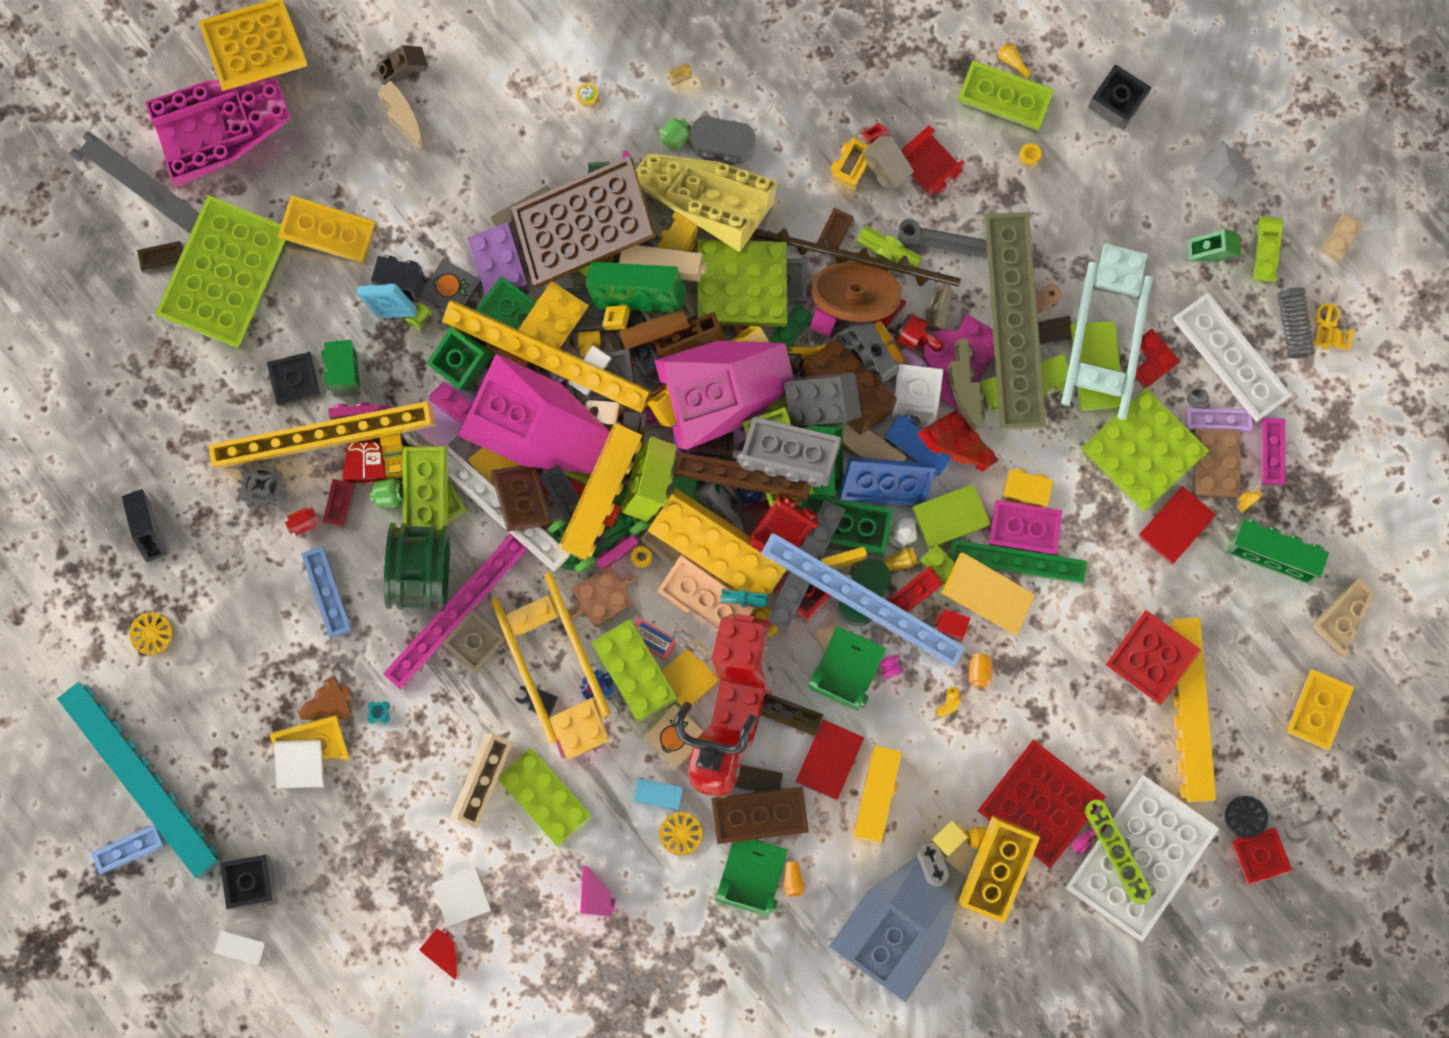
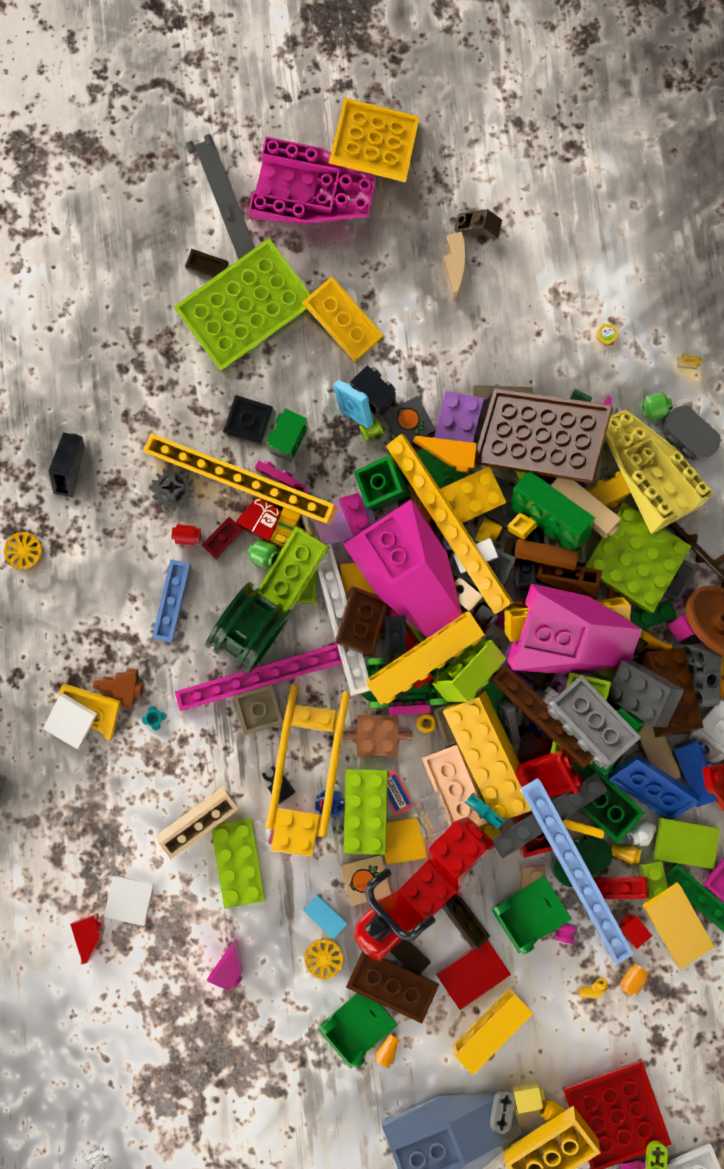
camera: 35 degrees right, 5 degrees up
(507, 289) = (452, 452): none -> light orange slope

